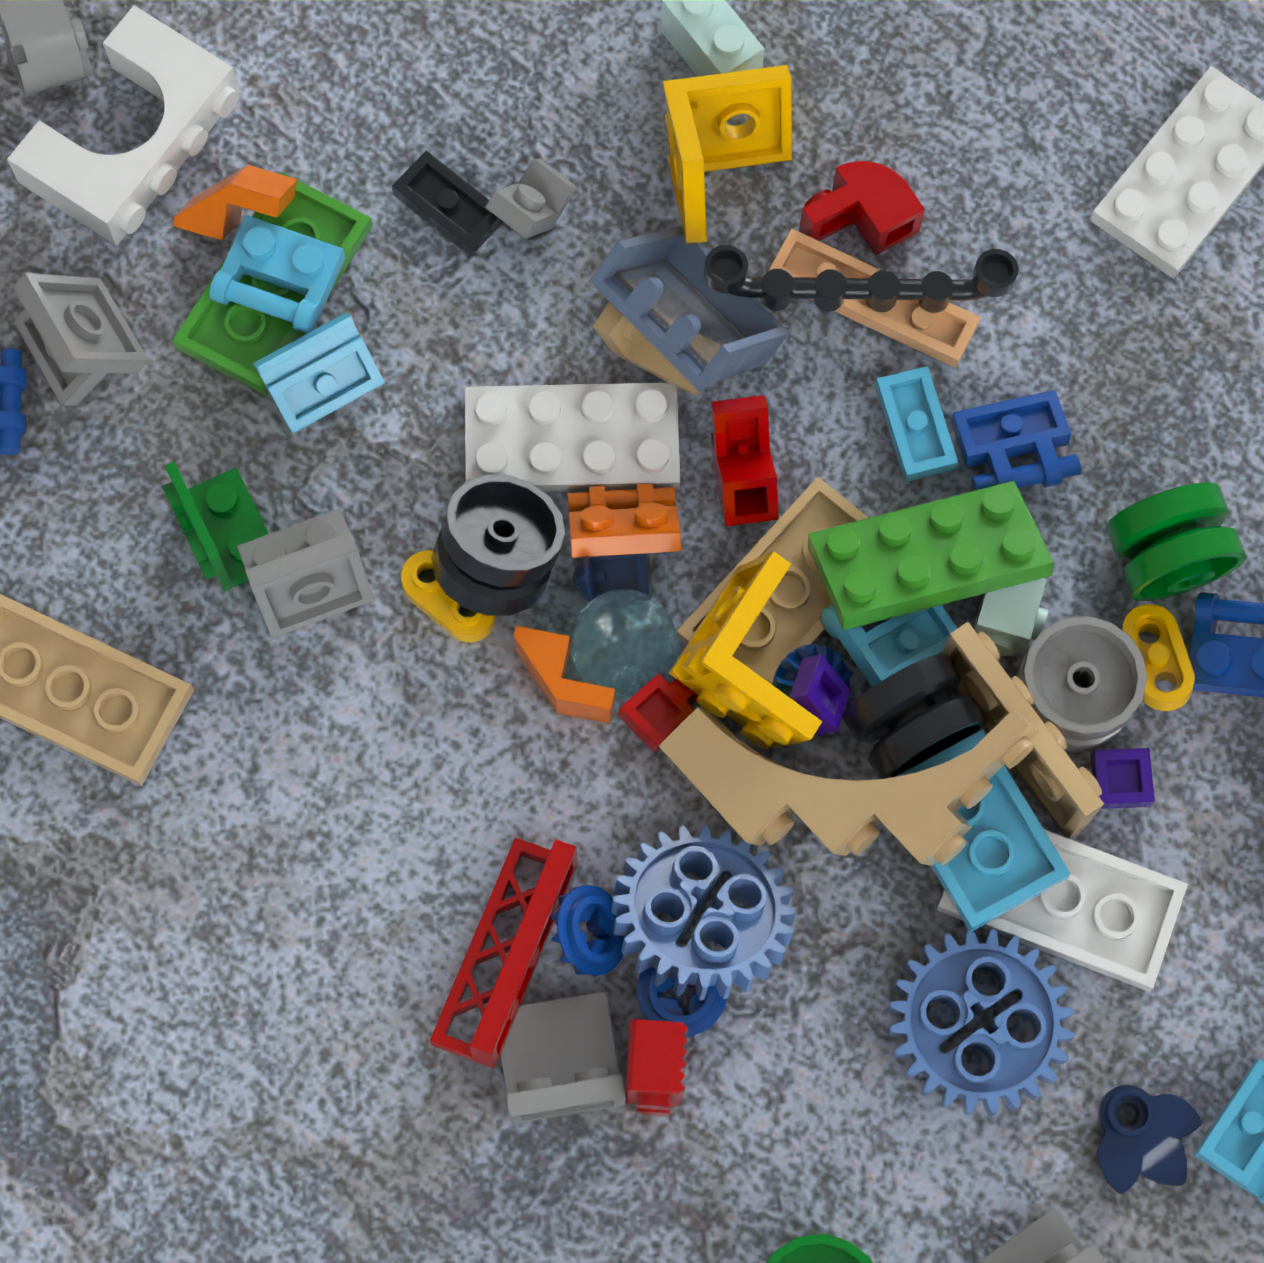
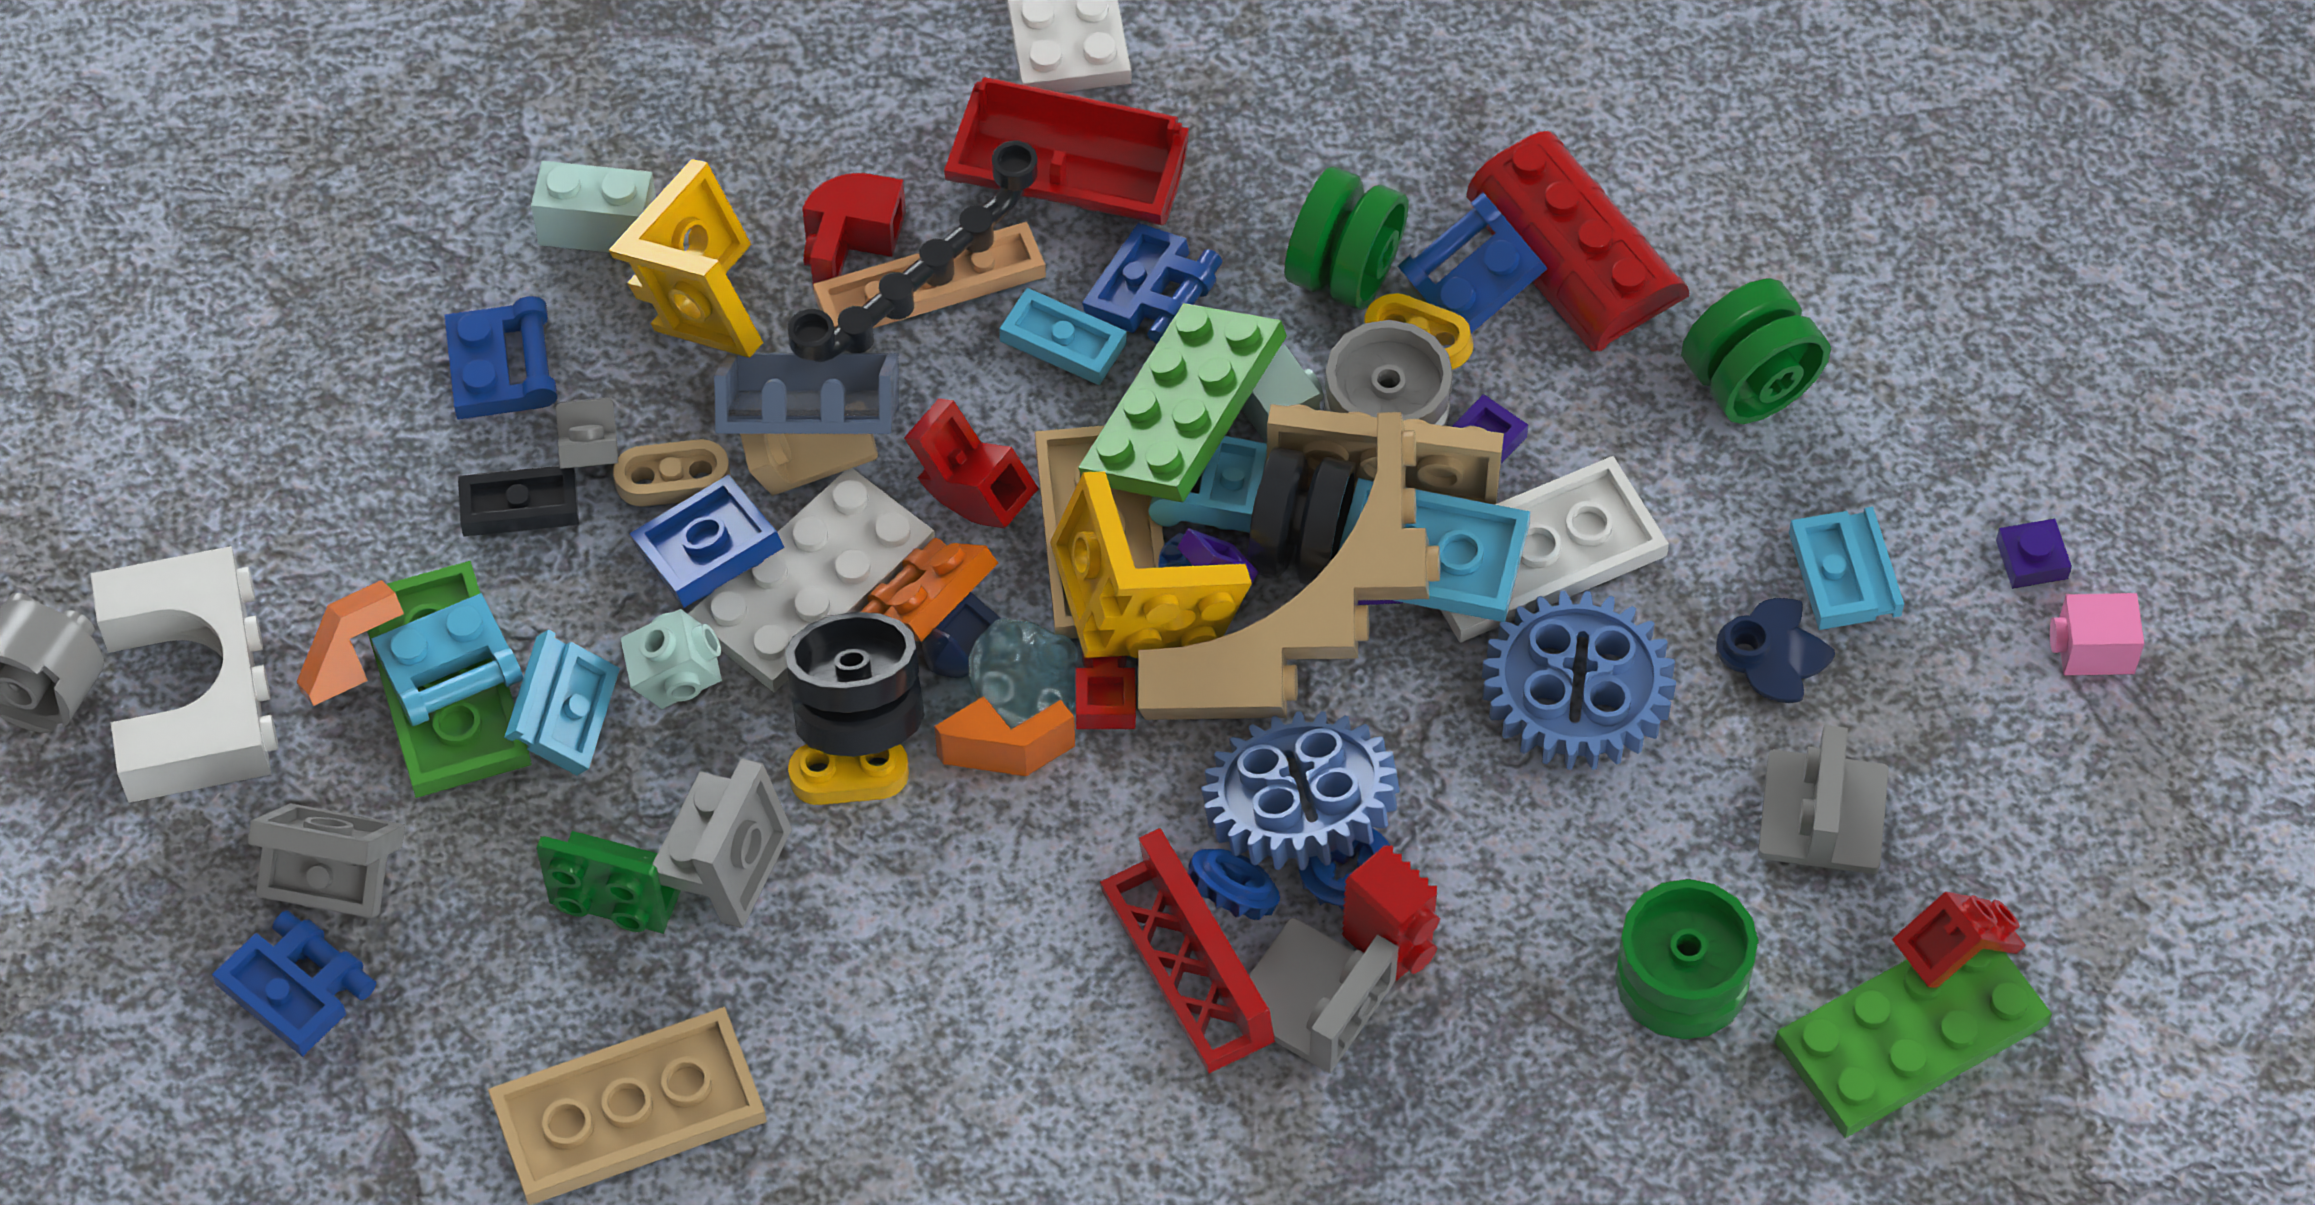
camera: 45 degrees left, 15 degrees down
(414, 409) = (672, 658): none -> light aqua brick
(524, 348) = (706, 540): none -> blue plate
(535, 80) = (481, 360): none -> blue plate
(563, 279) = (670, 469): none -> tan plate
(1065, 296) = (1085, 149): none -> red container

